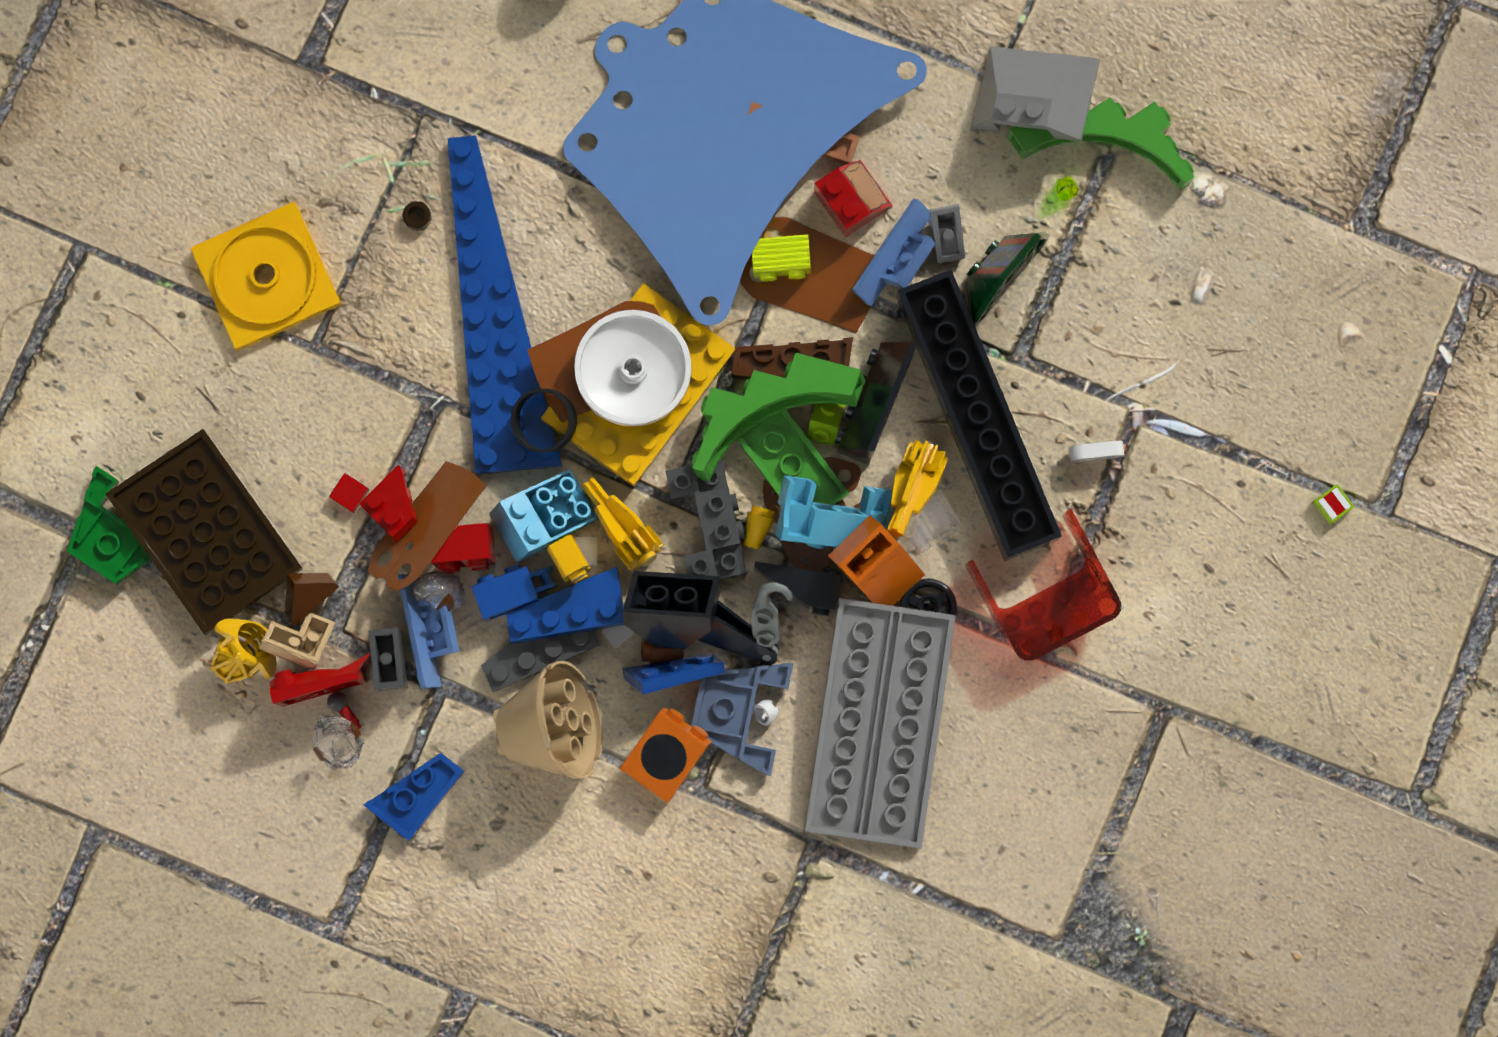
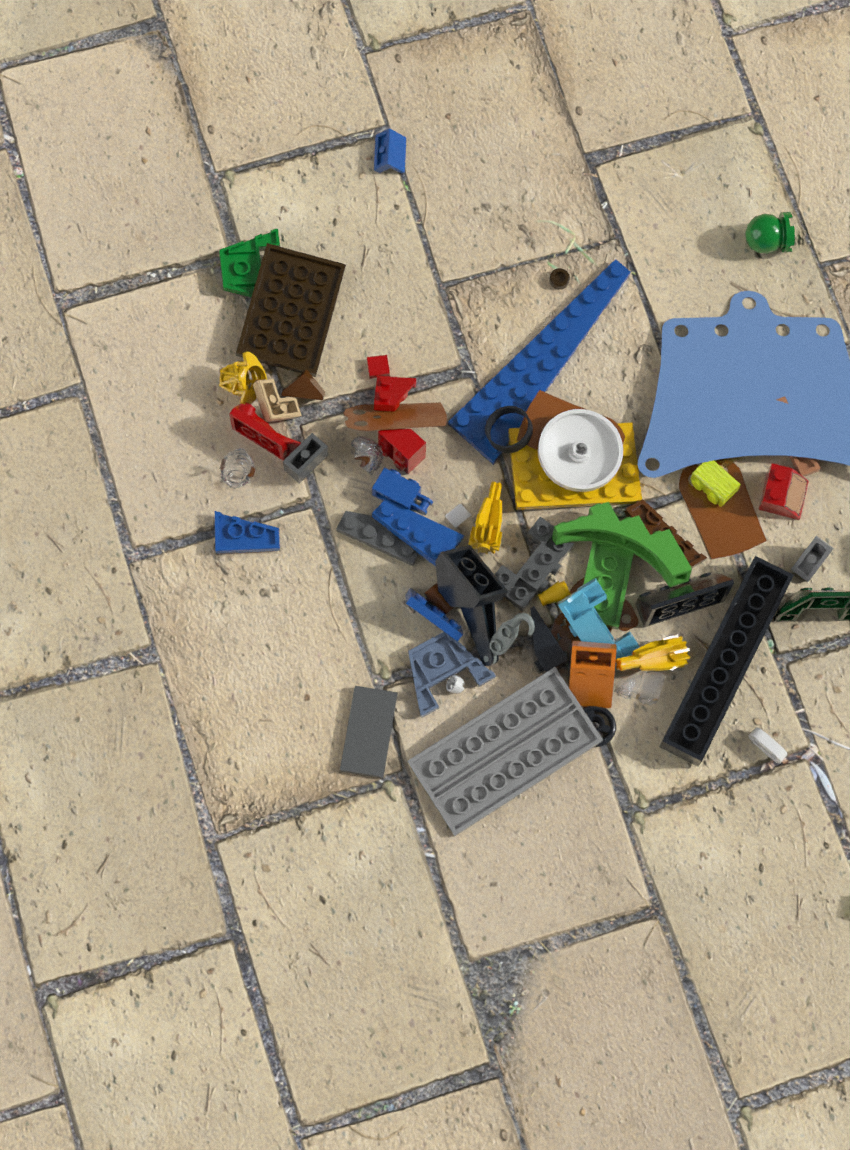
camera: 45 degrees right, 10 degrees down
(111, 267) = (390, 151): none -> blue panel
(295, 294) = (459, 252): yellow piece -> none
(338, 702) = (259, 454): piece -> none
(430, 634) = (338, 469): medium blue bracket -> none
(542, 515) = (456, 474): medium azure slope -> none
(552, 723) = (348, 570): tan cone -> none
(569, 560) = (445, 505): yellow brick -> none
(617, 635) = (427, 569): white sticker -> none
(666, 754) = (384, 647): orange brick -> none
(739, 843) = (368, 732): none -> dark grey tile
(825, 422) = (646, 581): lime bracket -> none
(898, 255) = (774, 543): medium blue bracket -> none
(1059, 611) = (658, 799): clear red windscreen -> none

